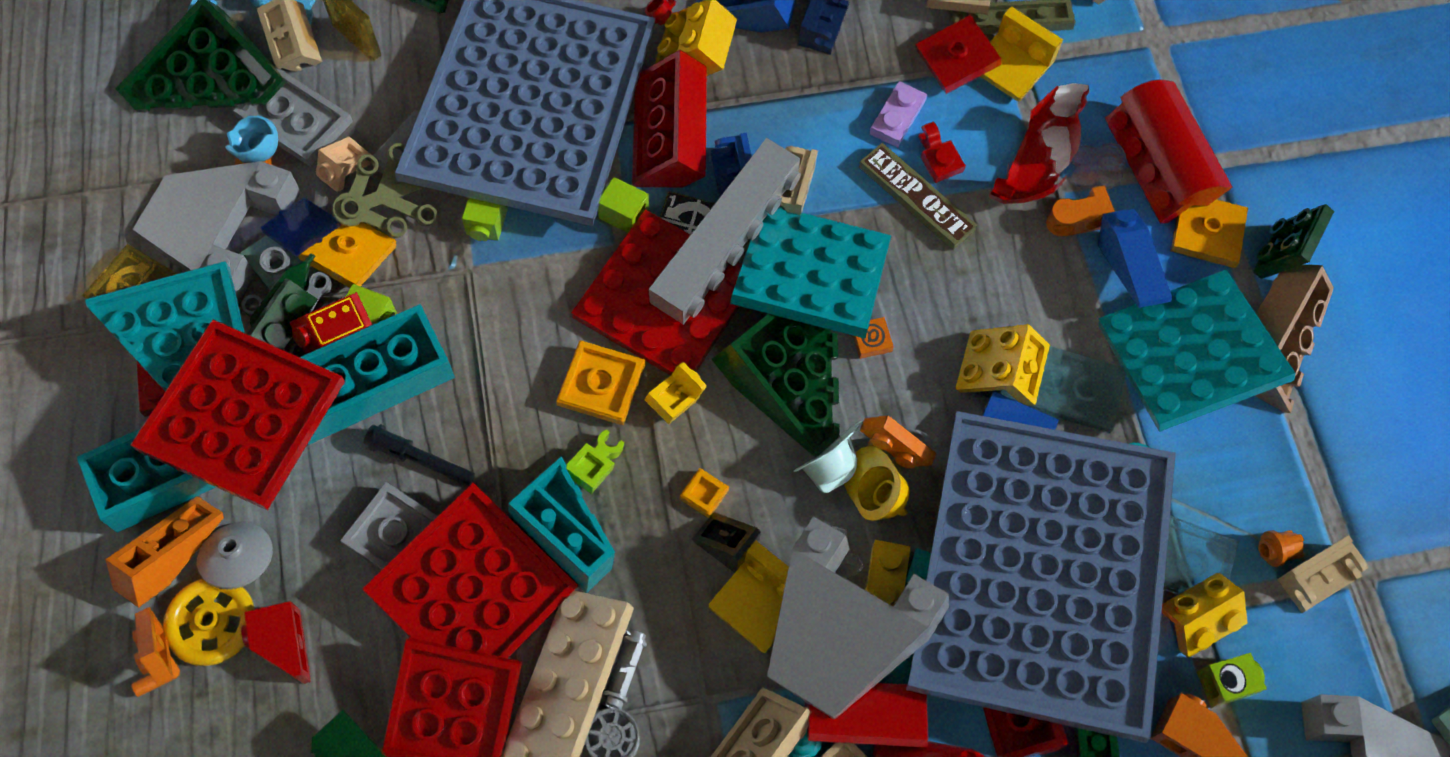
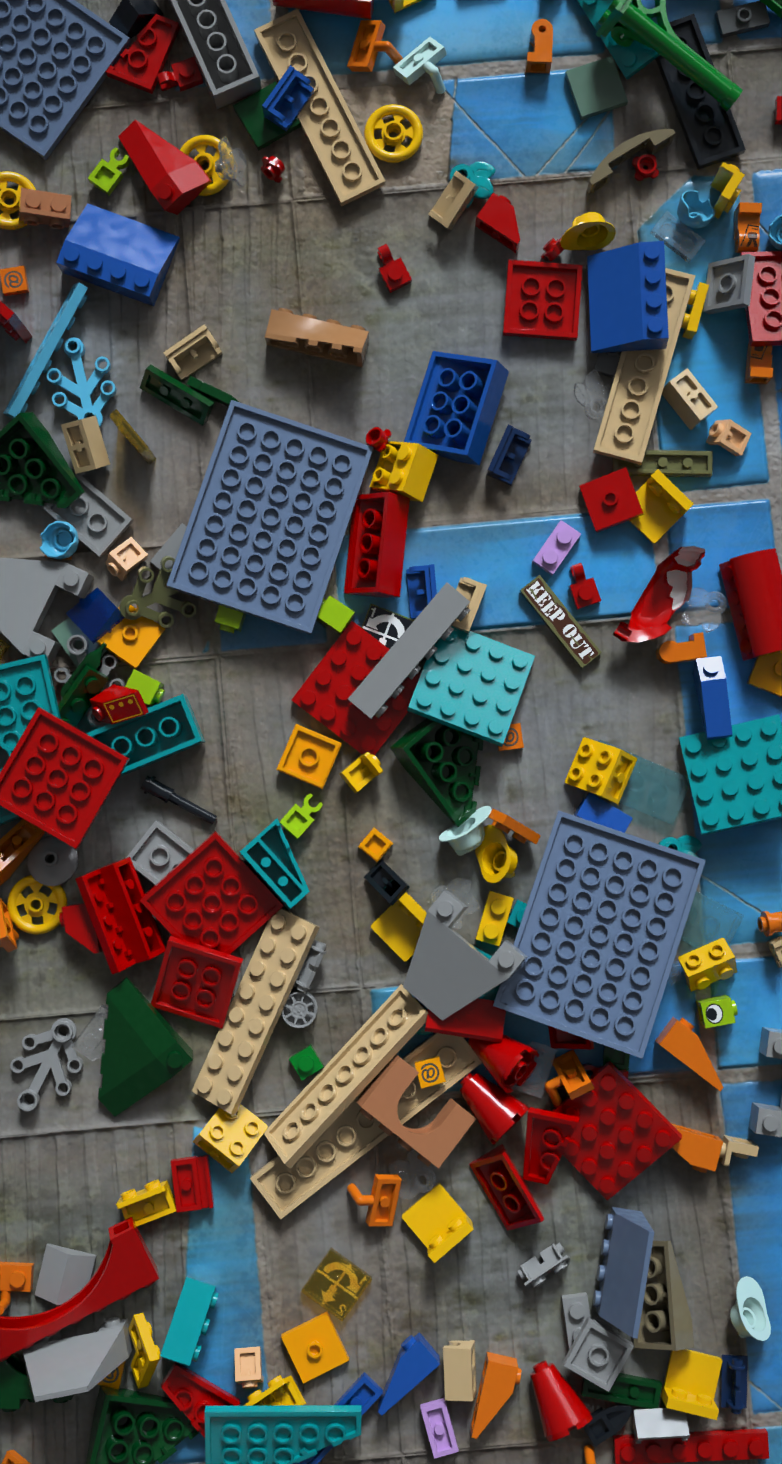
camera: 10 degrees right, 20 degrees up
(332, 618) = (119, 918): none -> red brick

